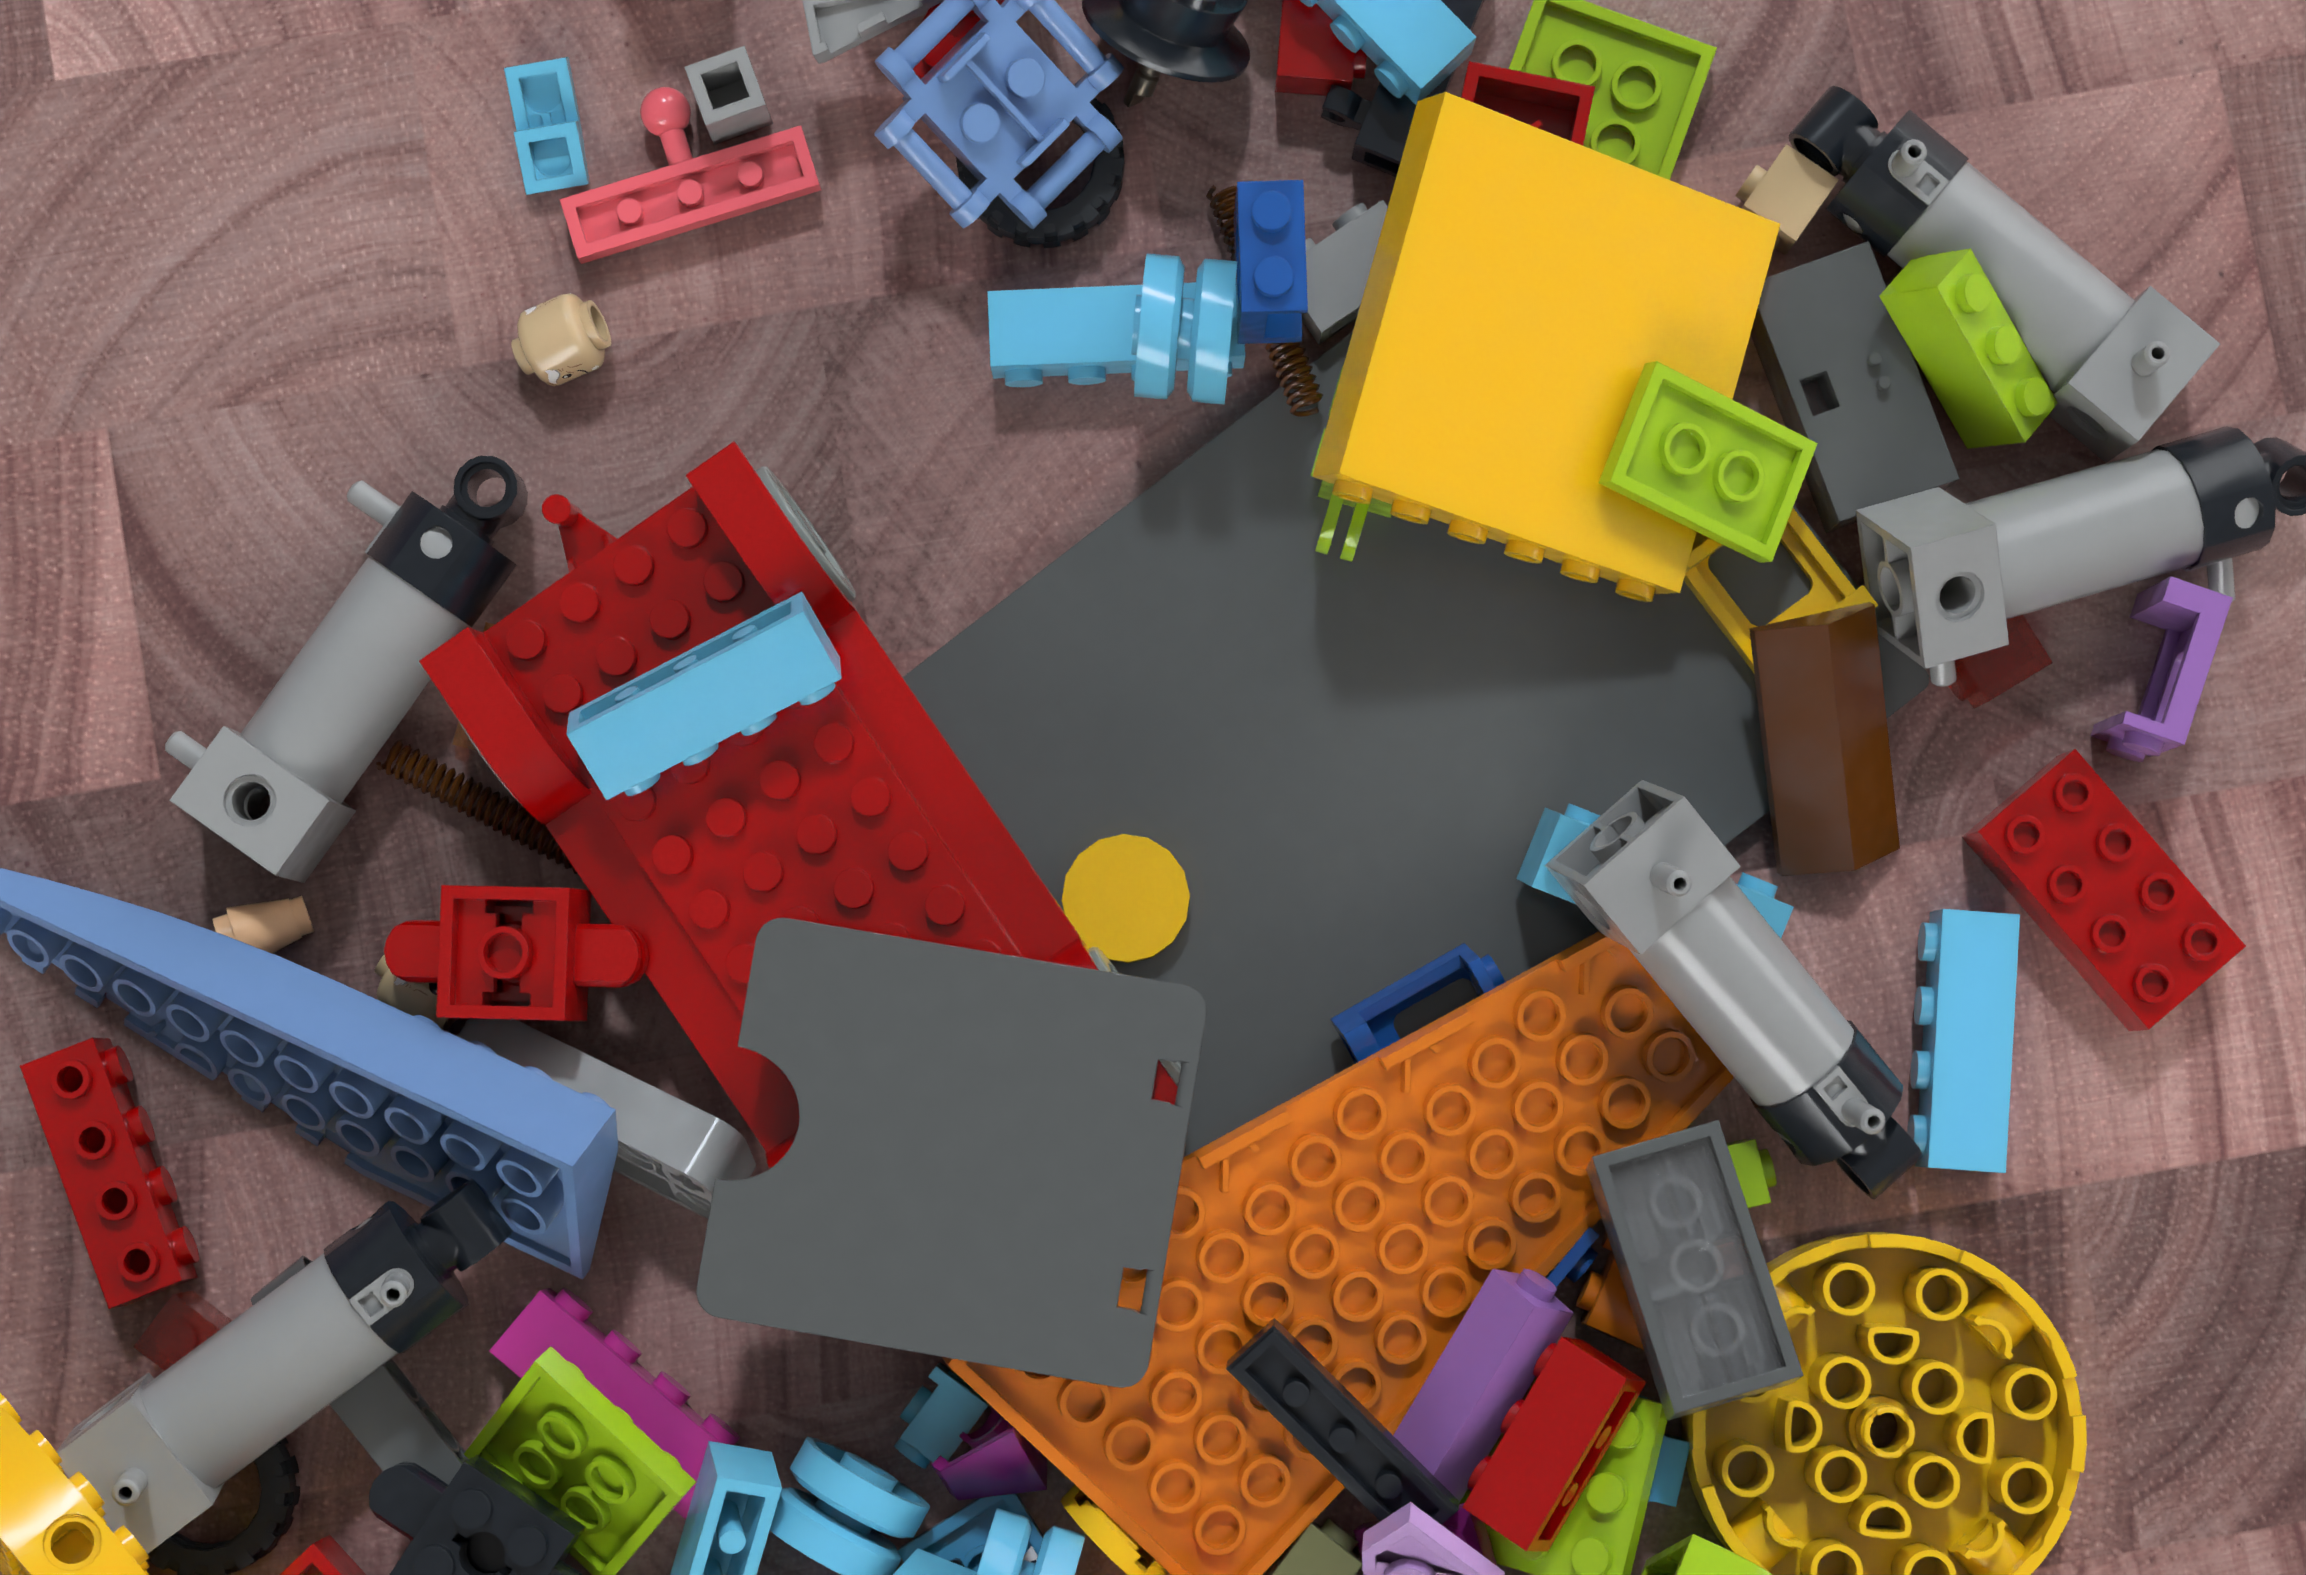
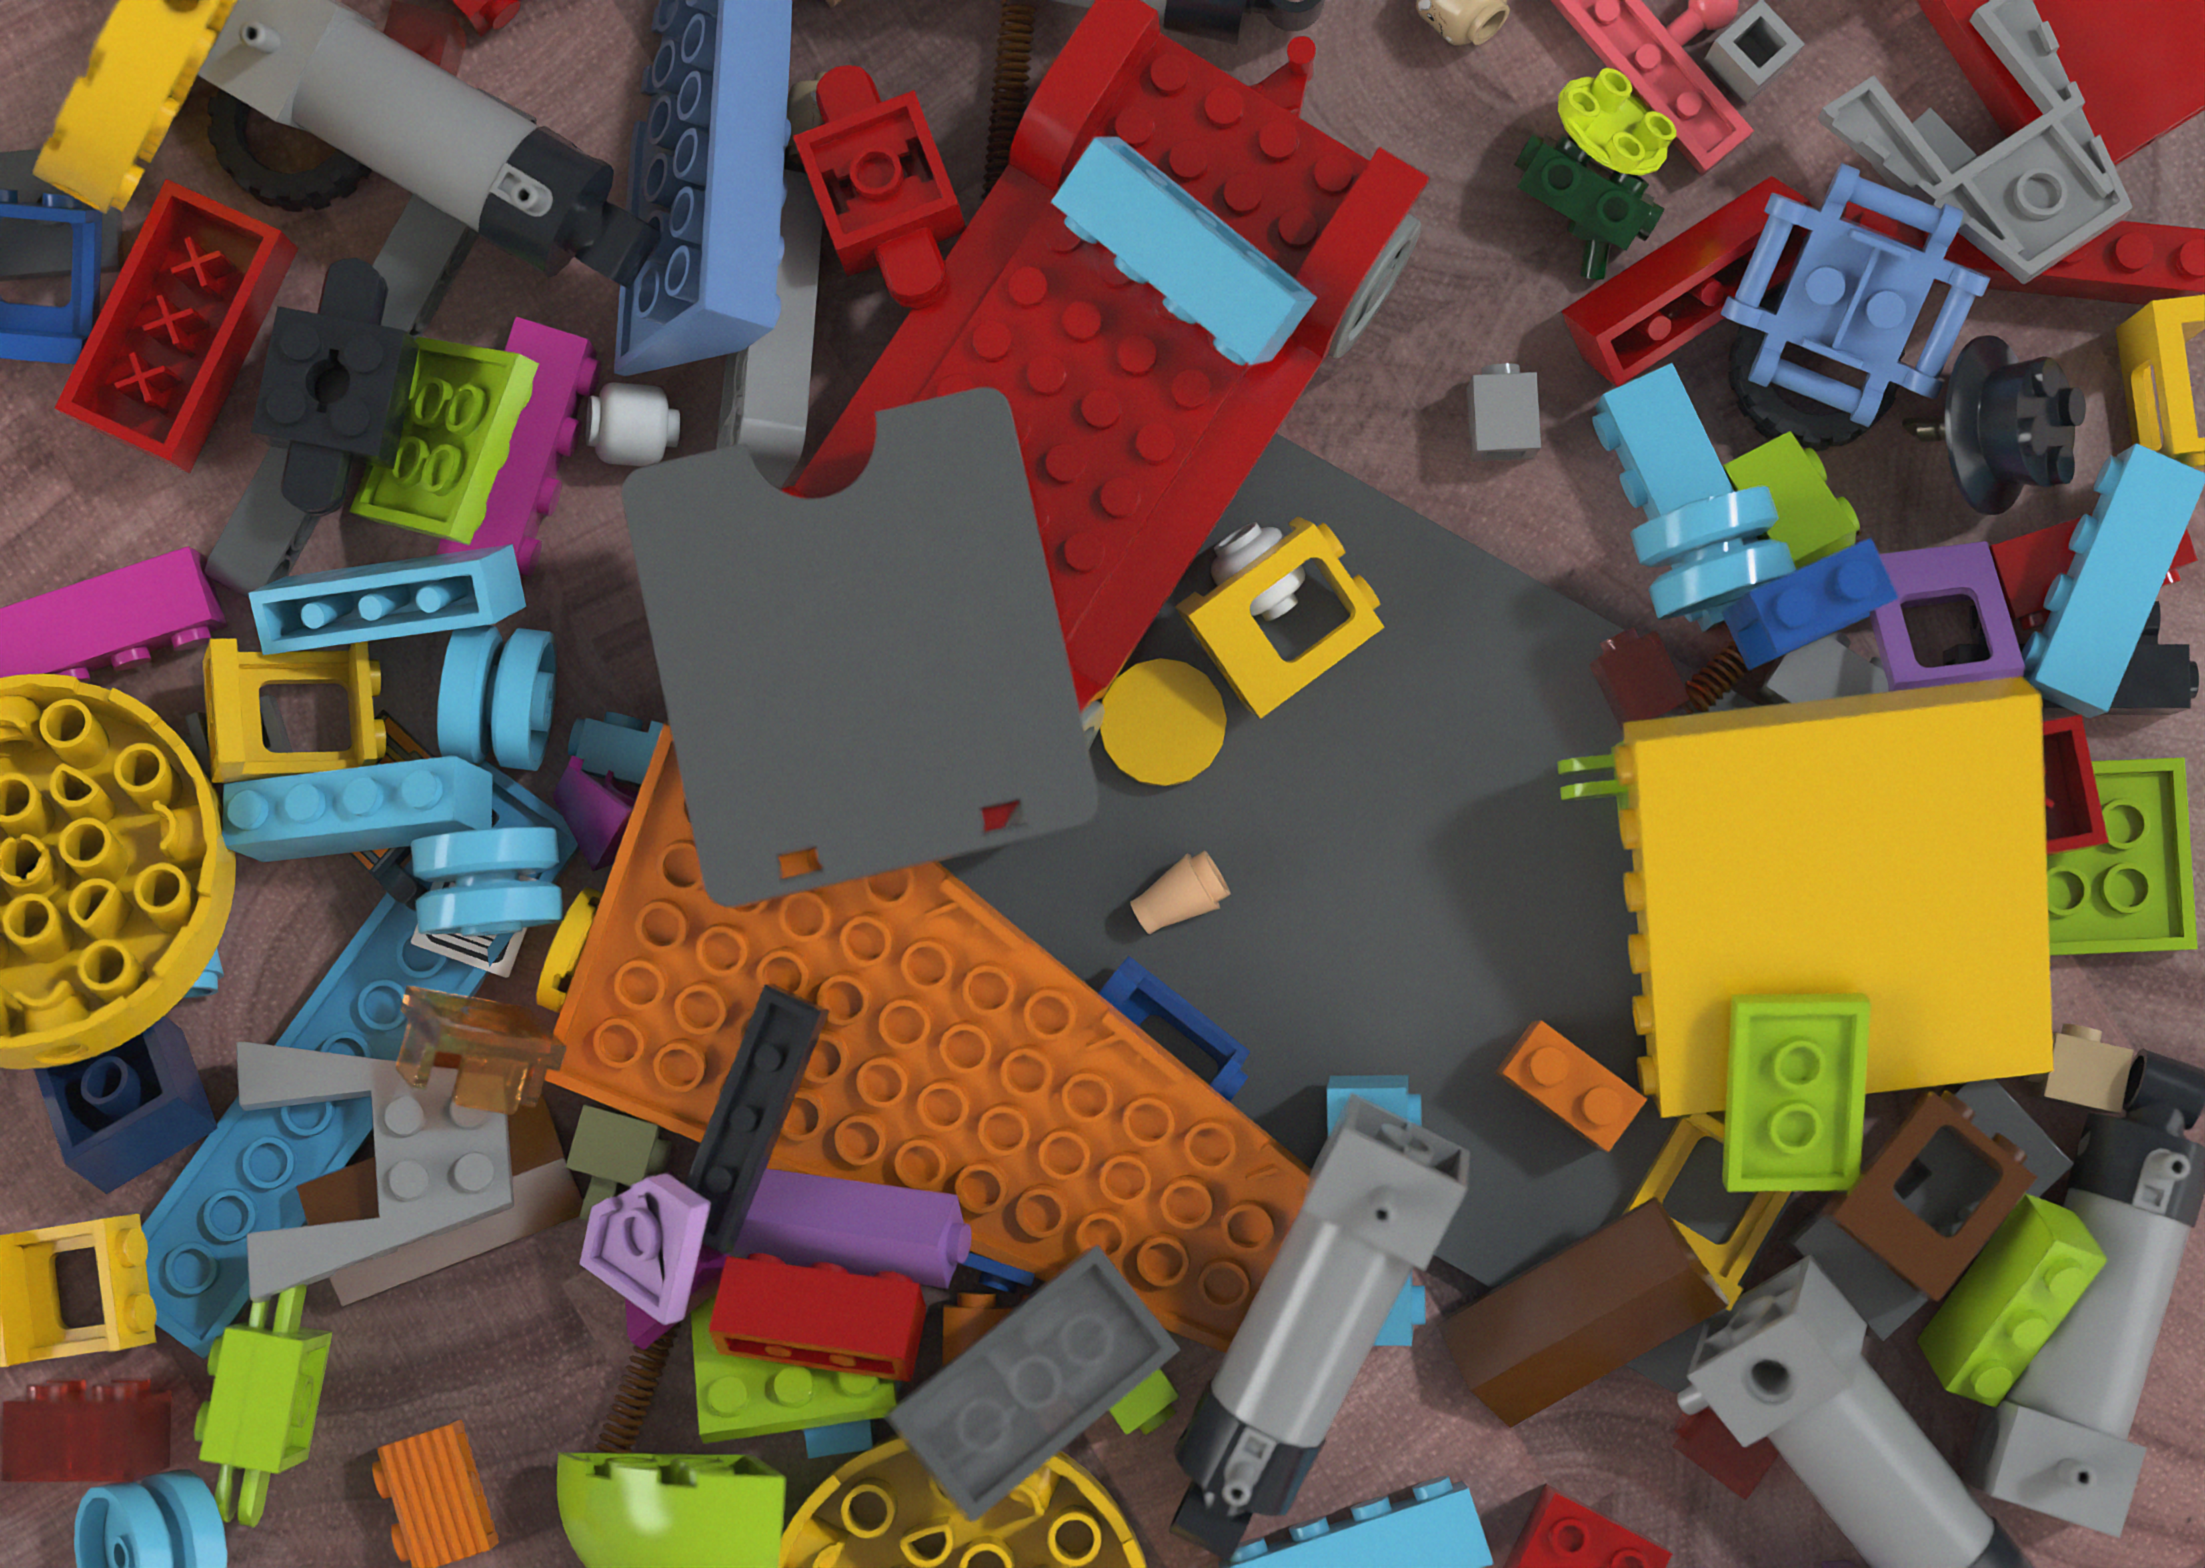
camera: 70 degrees right, 0 degrees up
(636, 1283) = (631, 424): none -> white head
(742, 249) = (1615, 123): none -> neon yellow dish
(805, 296) = (1599, 203): none -> dark green brick
(918, 255) = (1677, 287): none -> red brick
(967, 464) = (1503, 414): none -> light grey brick
(1023, 752) = (1241, 549): none -> white head
(1089, 797) = (1240, 647): none -> yellow window
(1191, 226) = (1808, 512): none -> lime brick
(1266, 445) = (1637, 677): none -> clear red brick
(1285, 131) = (1942, 577): none -> medium lavender window
(1292, 944) = (1182, 893): none -> light nougat cone
(1615, 663) = (1570, 1086): none -> orange brick
(1872, 426) = (1897, 1235): none -> reddish brown window

